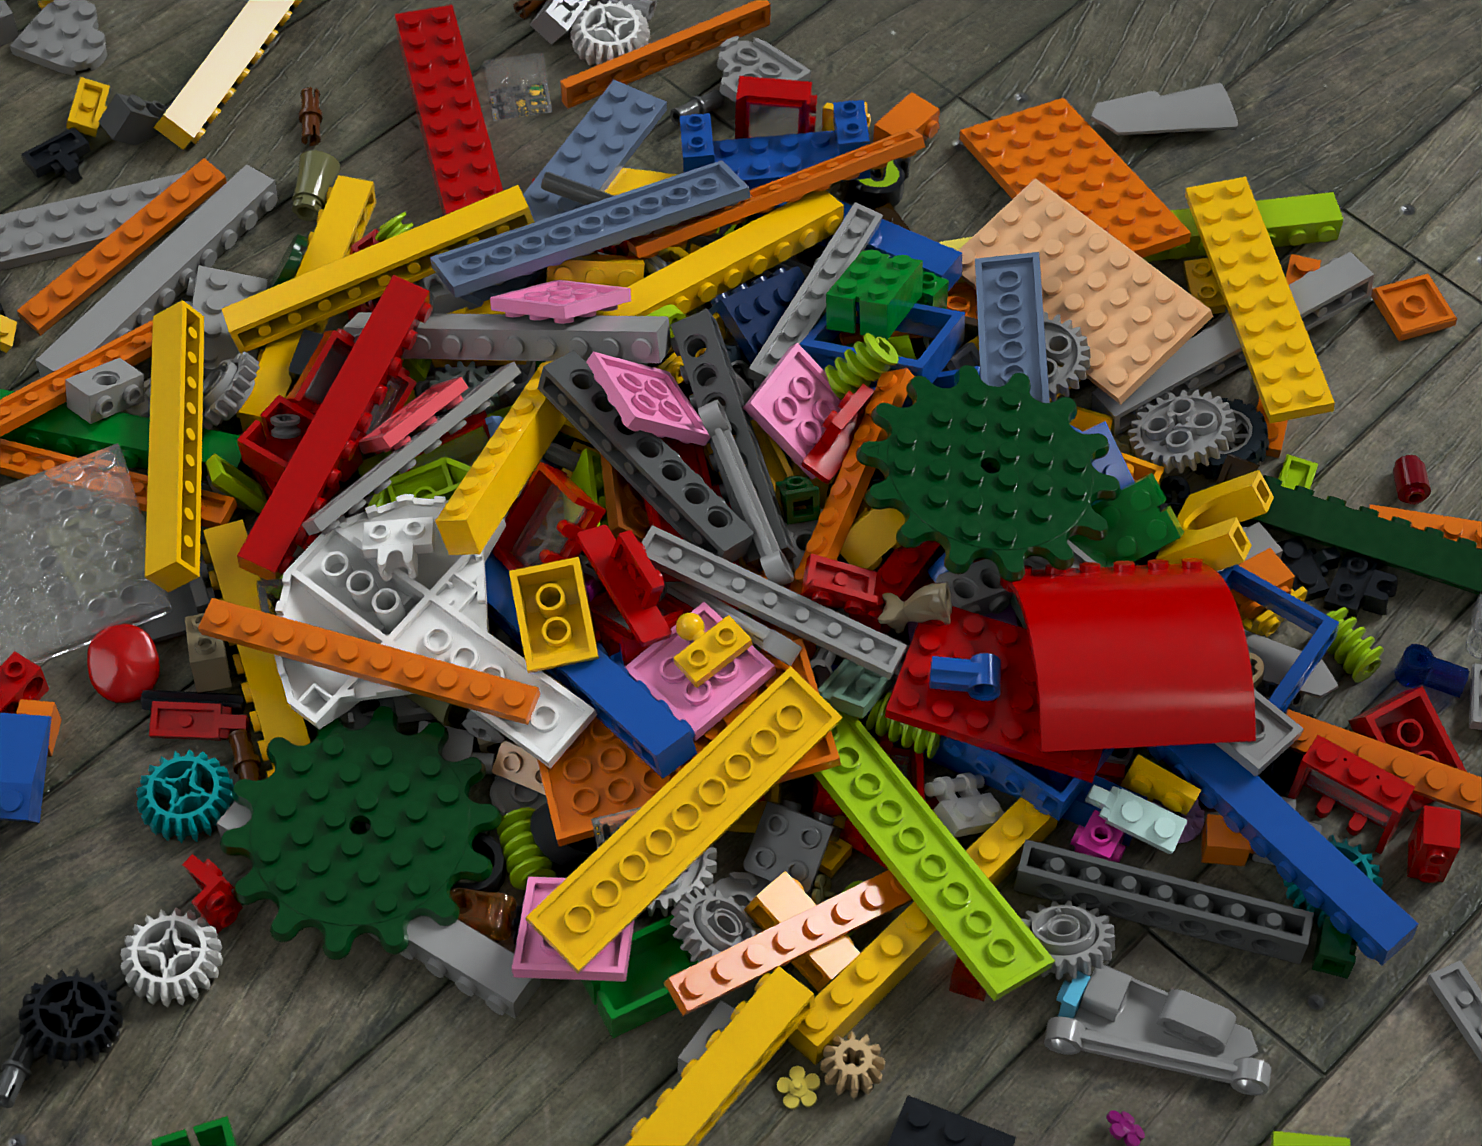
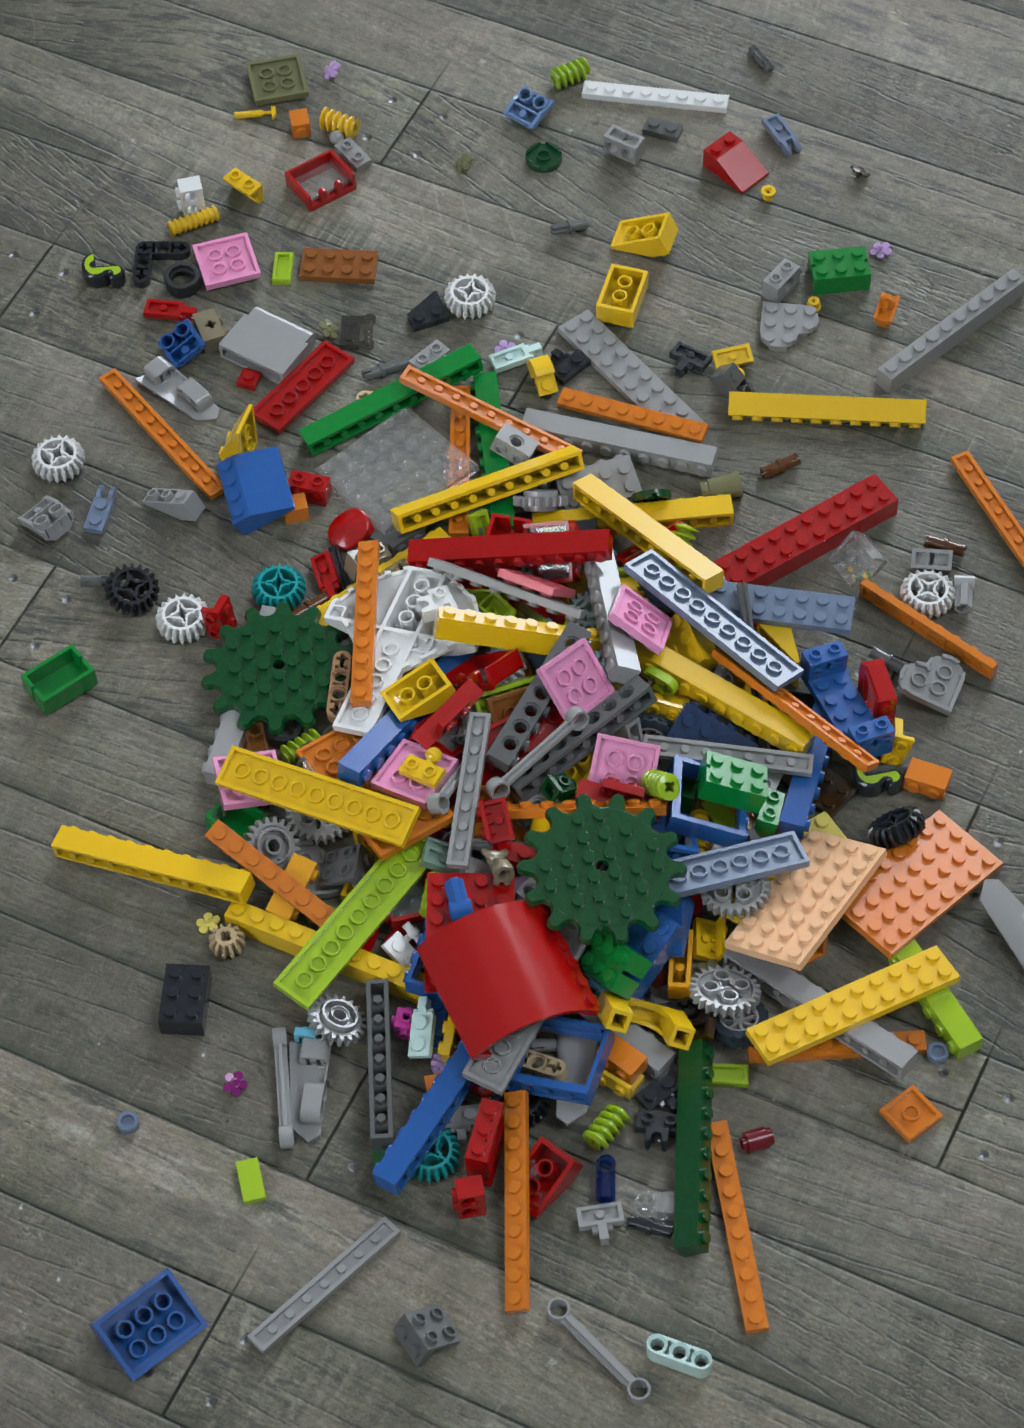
camera: 75 degrees right, 0 degrees up
(285, 426) = (513, 528): dark grey bush -> none
(457, 741) = (336, 686): none -> medium nougat beam
(822, 888) = (327, 895): olive plant -> none
(989, 177) = (896, 827): none -> black gear
(1325, 251) = (937, 1053): none -> sand blue tile

